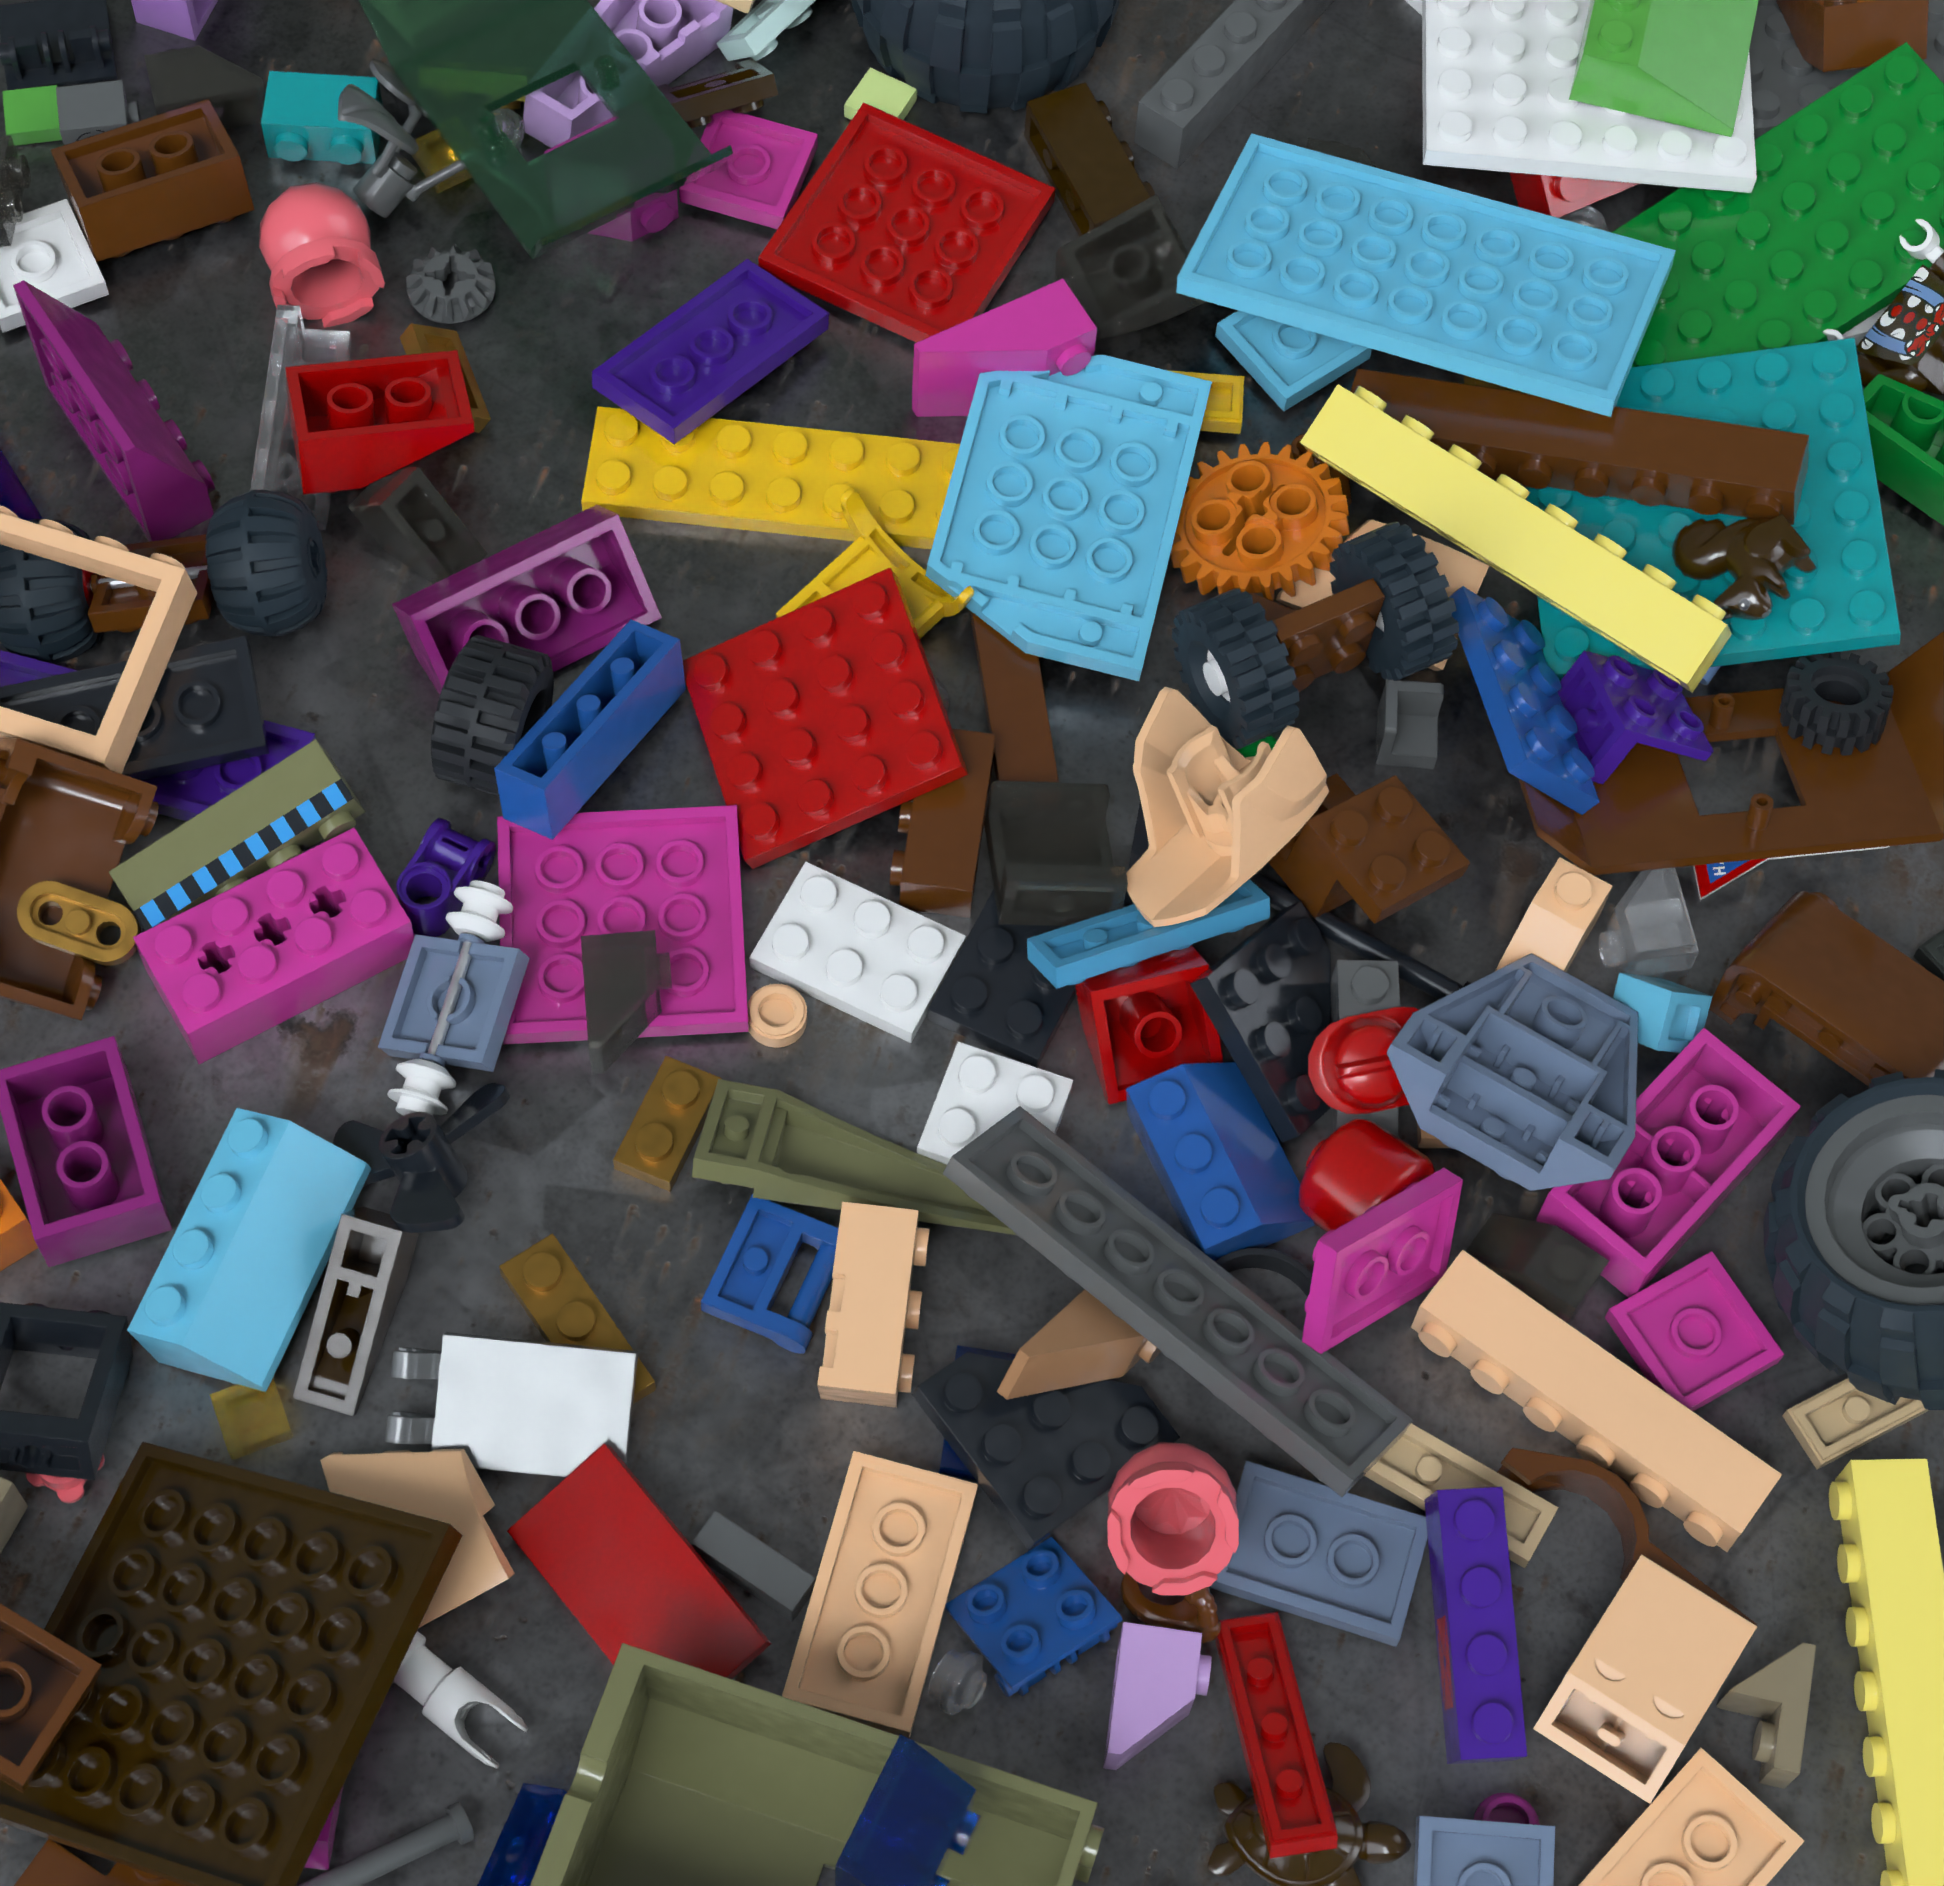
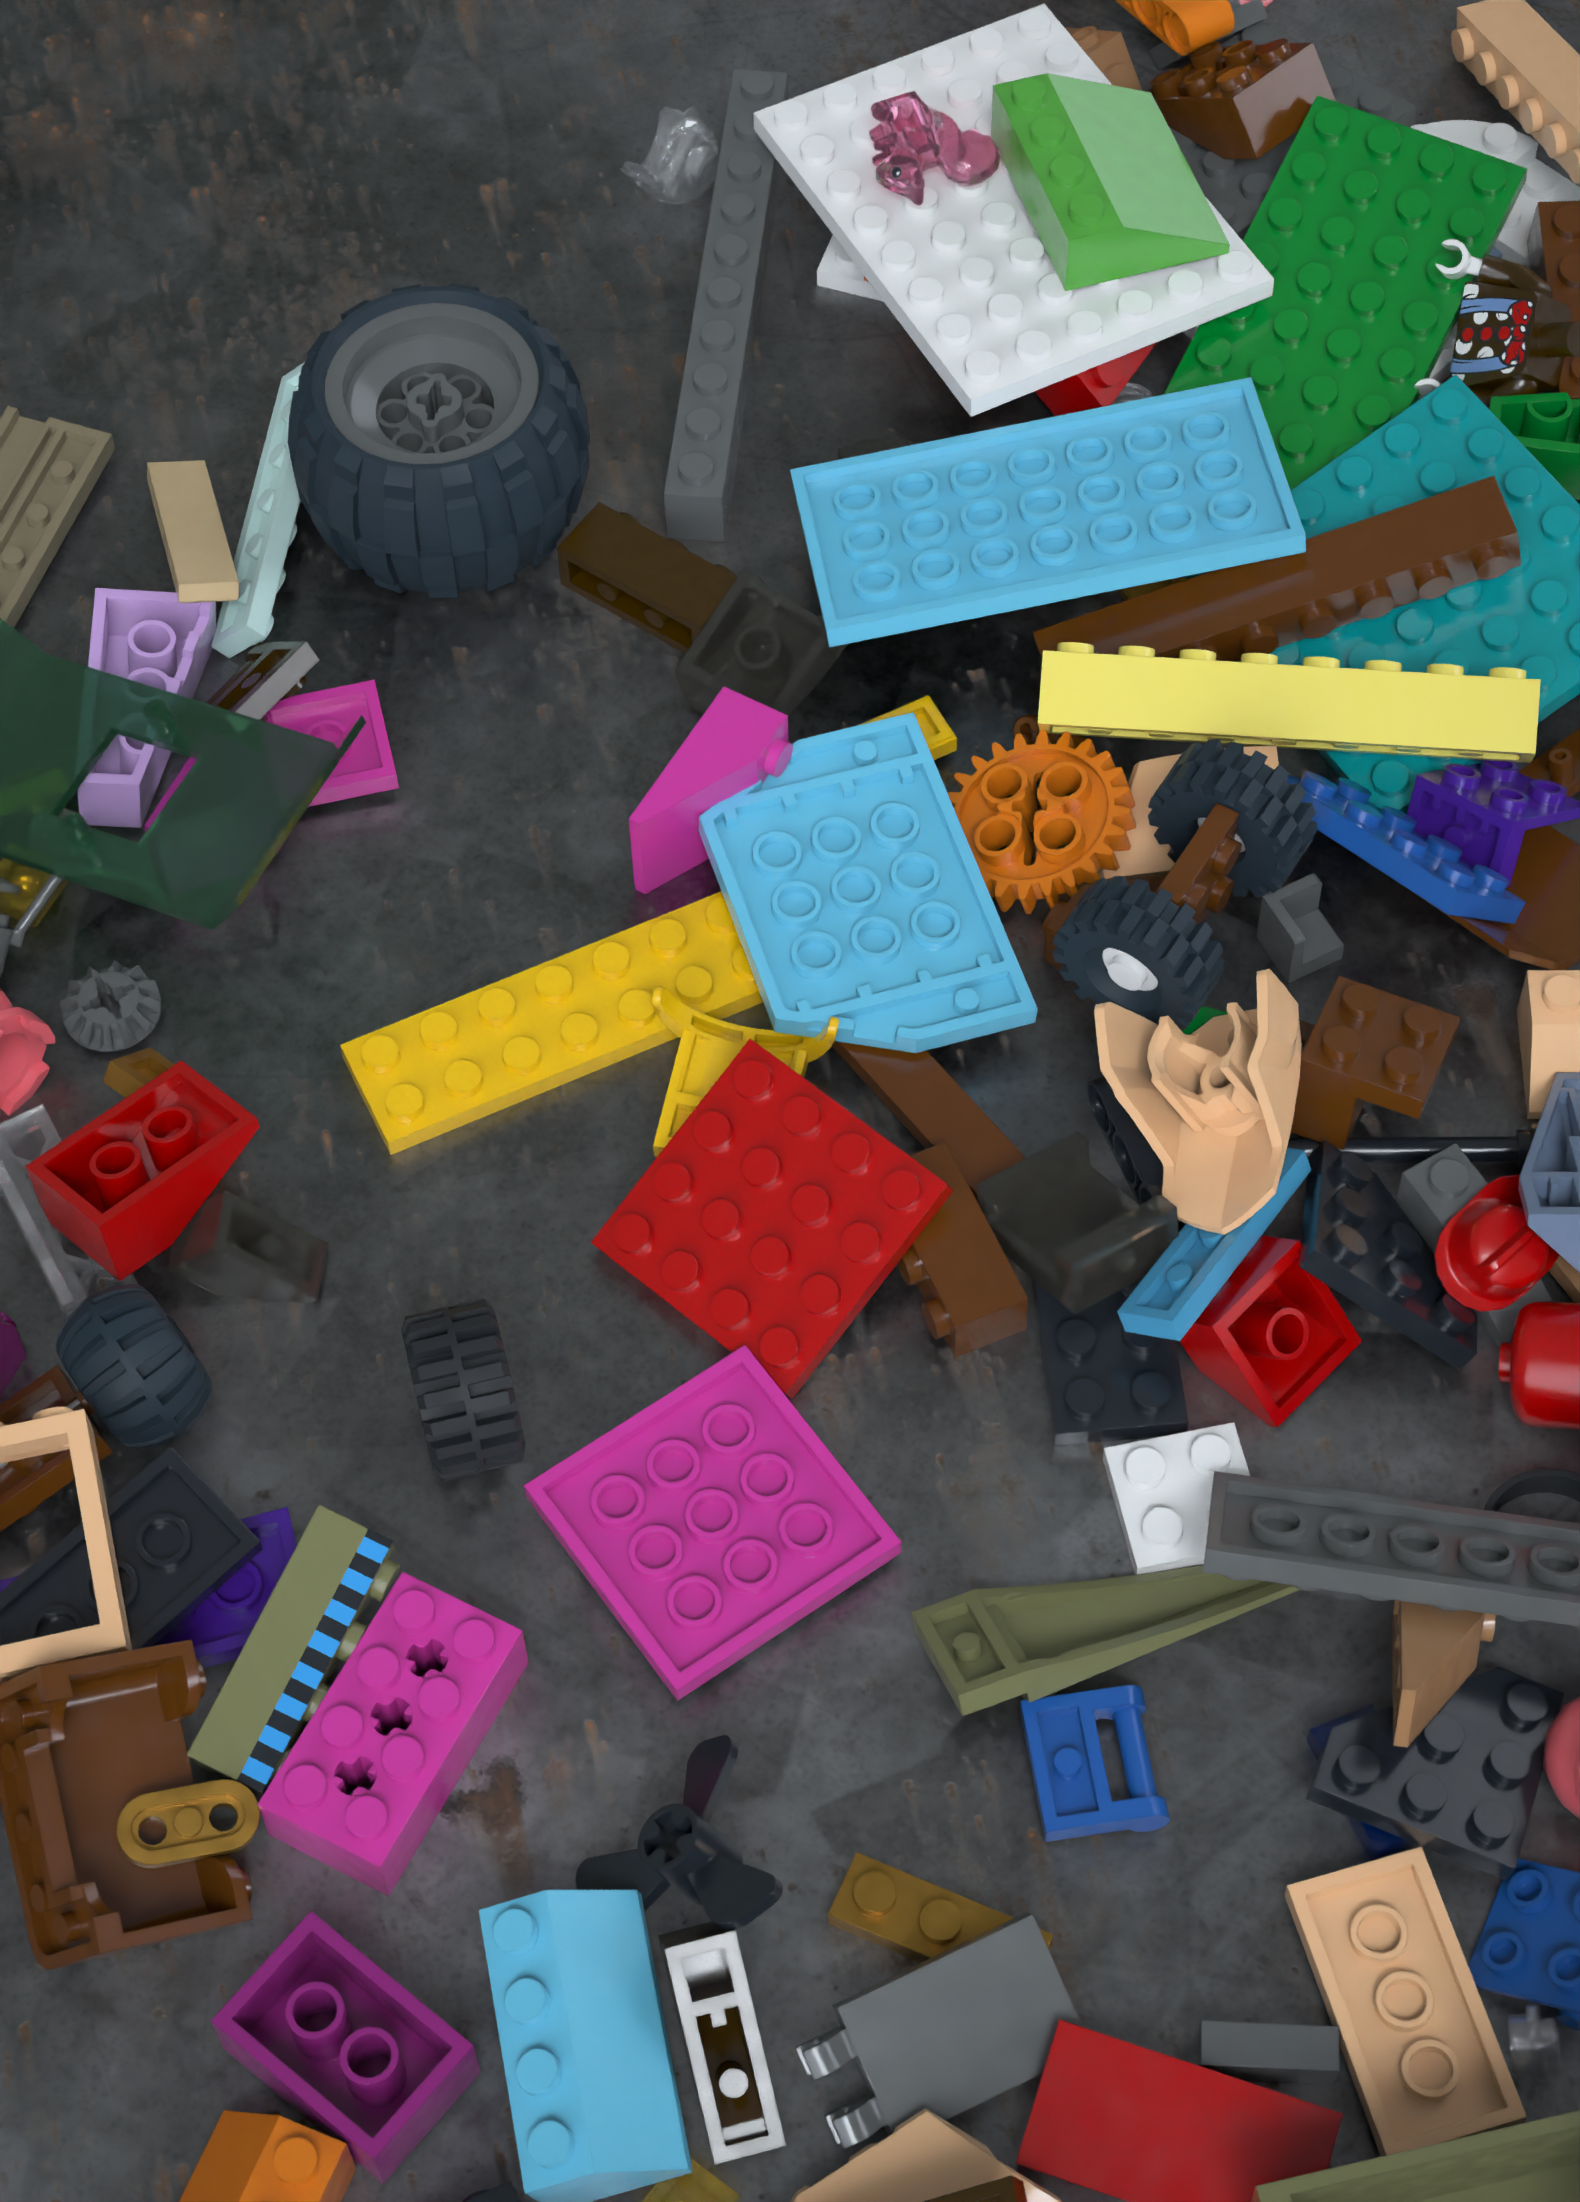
camera: 25 degrees left, 5 degrees down
(437, 868) = (508, 1567): dark purple piece -> none
(453, 1001) = (610, 1685): sand blue plate -> none
(549, 594) = (421, 1244): magenta slope -> none
(590, 729) = (564, 1350): blue brick -> none
(621, 991) = (767, 1579): clear smoke slope -> none
(666, 1124) = (887, 1684): pearl gold plate -> none
(710, 351) = (417, 934): dark purple plate -> none
(777, 1015) = (918, 1520): light nougat tile -> none
(857, 951) = (949, 1419): white plate -> none
(872, 1305) = (1213, 1738): light nougat wedge -> none
(882, 93) = (407, 621): yellowish green tile -> none
(906, 227) = (518, 725): red plate -> none
(1217, 1158) = (1413, 1420): blue slope -> none
(1285, 358) = (951, 658): medium azure plate -> none
(1751, 551) = (1503, 606): dark brown animal -> none

